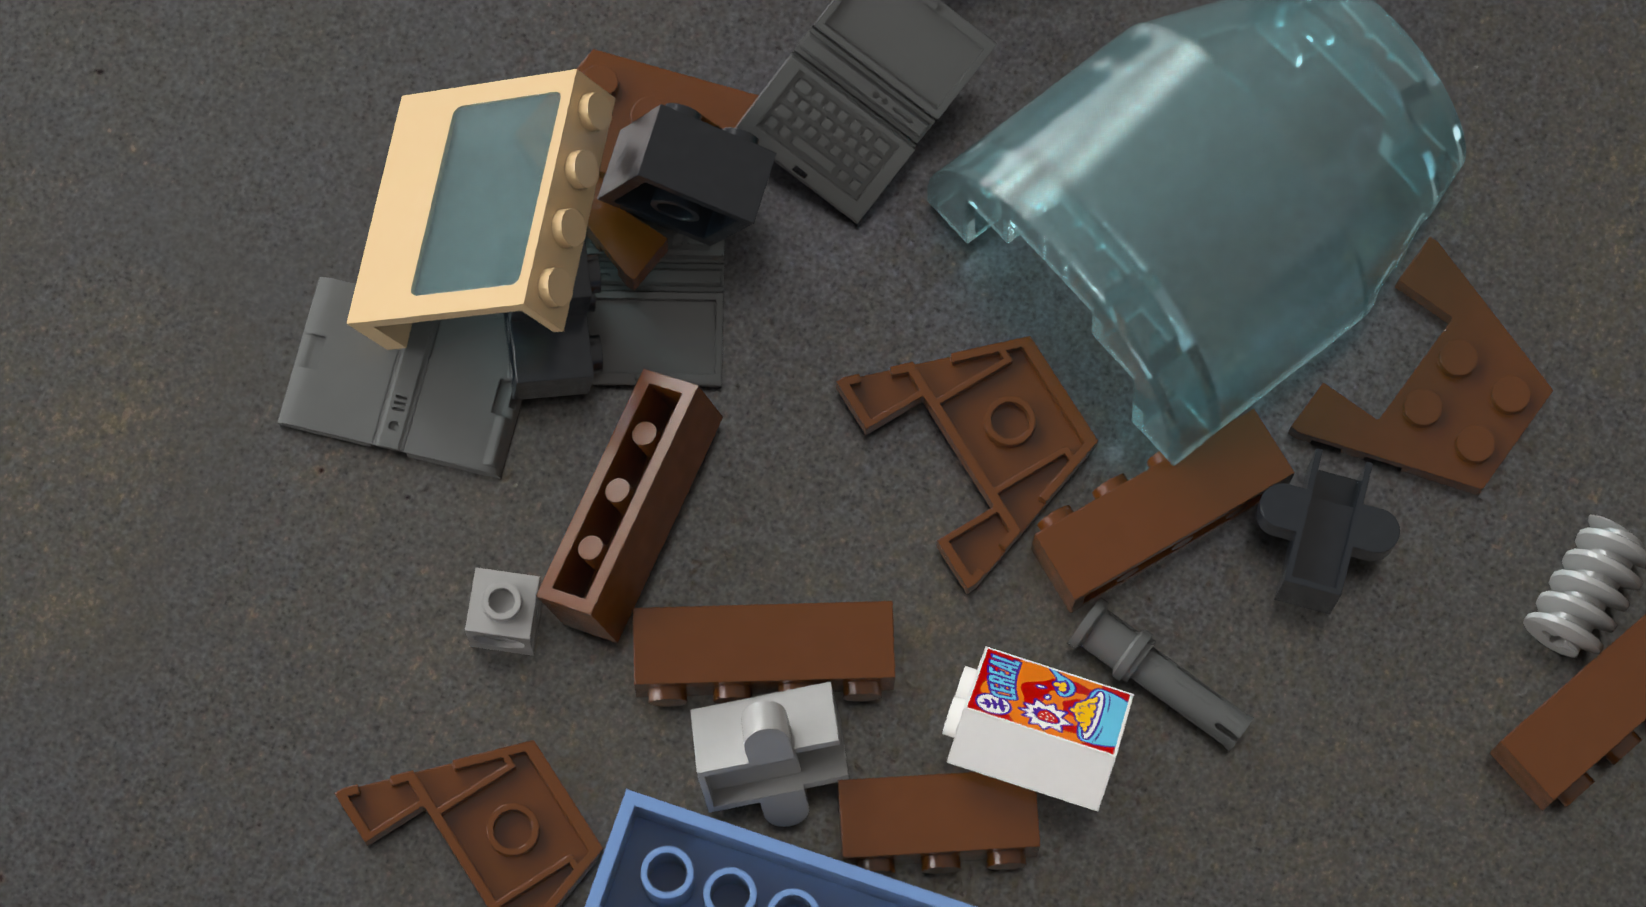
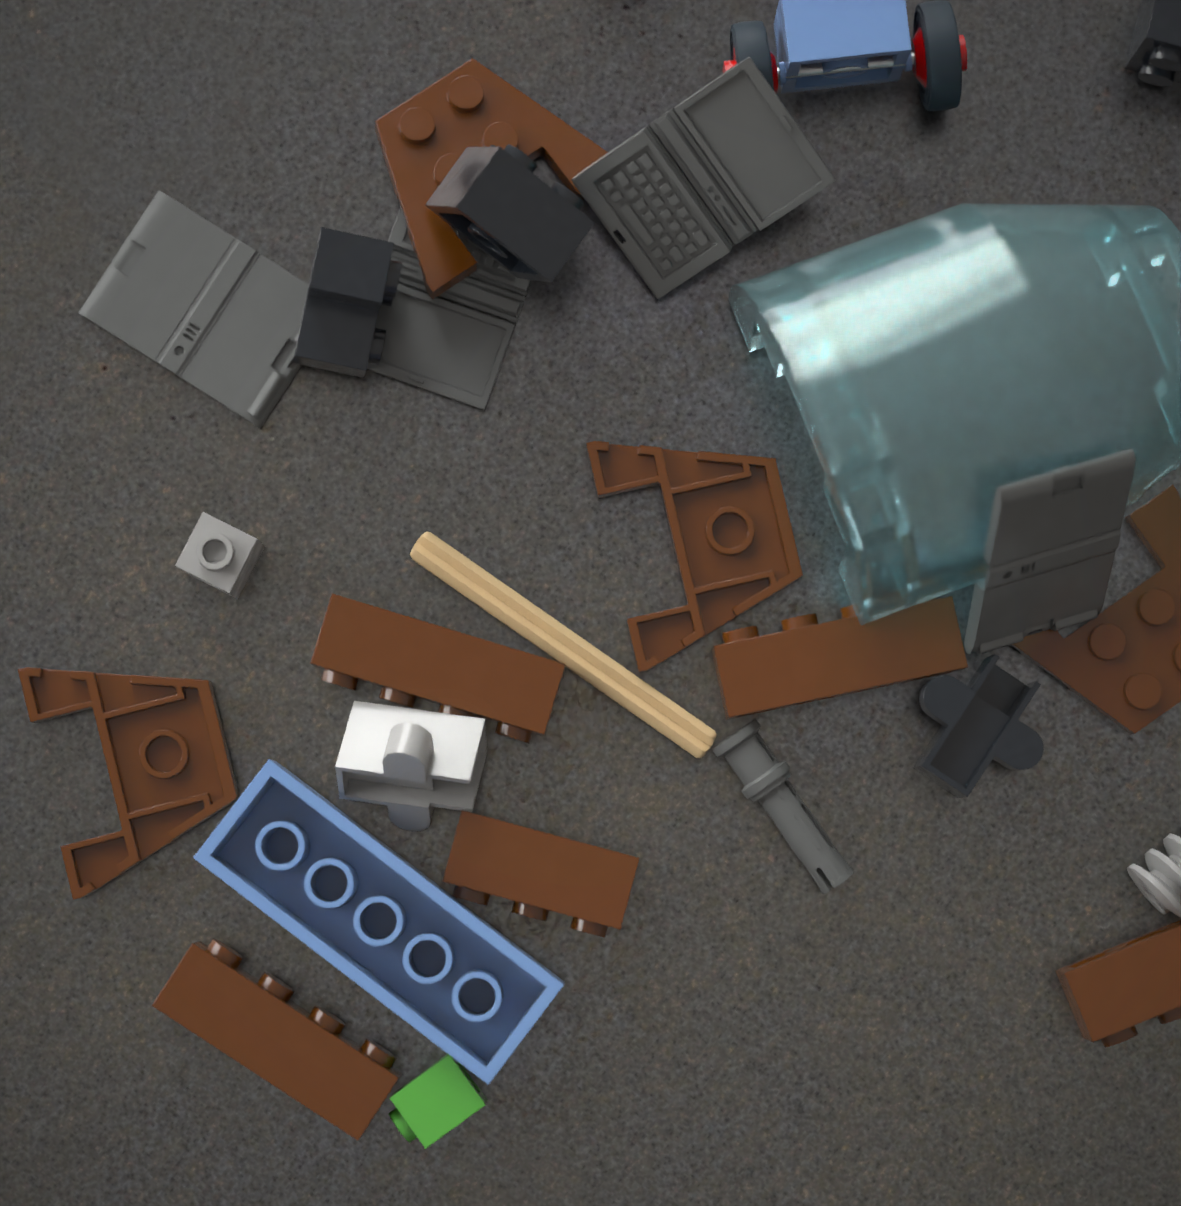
camera: 20 degrees right, 10 degrees up
(483, 204) = (315, 182): tan panel -> none
(630, 505) = (362, 496): reddish brown brick -> none
(867, 584) = (563, 645): none -> tan axle
(1037, 727) = (654, 823): brick -> none
(1336, 325) = (1049, 551): none -> dark grey piece

